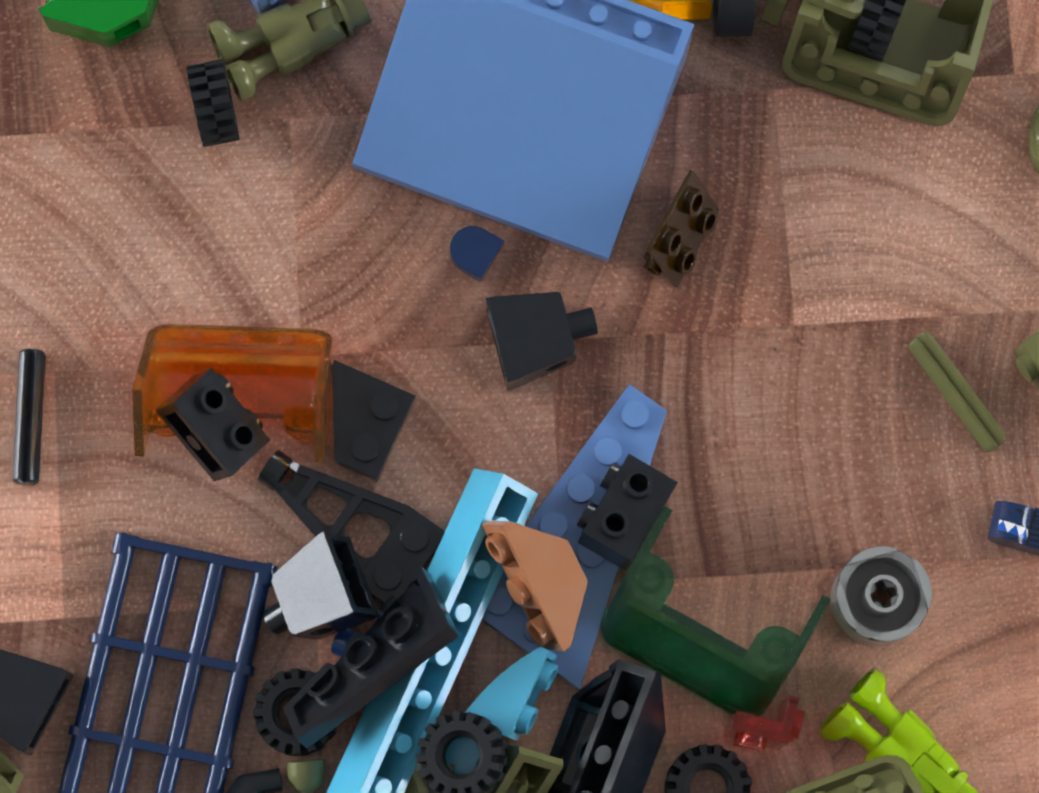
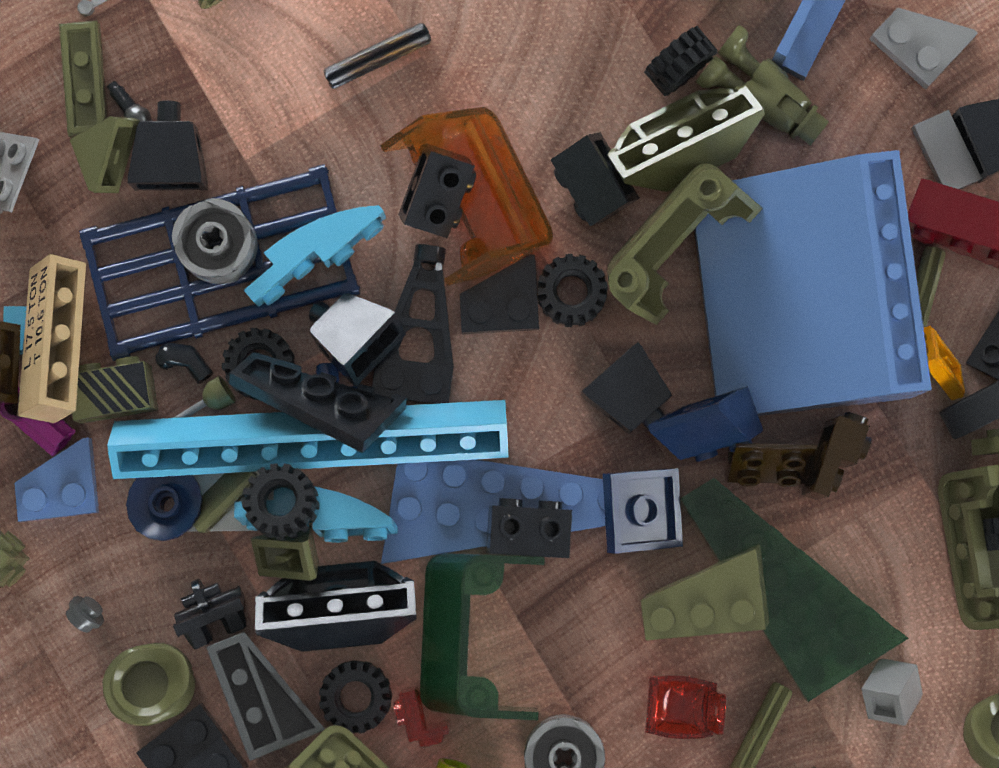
camera: 70 degrees right, 5 degrees up
(114, 687) = (210, 220): none -> light grey brick
(202, 568) = (325, 238): none -> medium azure slope
(289, 256) = (592, 180): none -> black brick
(296, 139) = (690, 132): none -> olive wedge
(363, 156) = (634, 267): none -> olive windscreen
(386, 314) = (580, 268): none -> black tyre
(475, 251) = (679, 318): dark blue tile -> none
(541, 579) = (443, 492): nougat slope -> none
(611, 269) = (709, 425): none -> dark blue slope
(664, 384) = (642, 510): none -> plate
(700, 146) = (840, 445): none -> dark brown plate
(793, 363) = (711, 601): none -> olive wedge
(841, 279) = (813, 617): none -> clear green wing
(891, 446) = (684, 708): none -> clear red piece
(976, 231) = (892, 691): none -> light grey panel

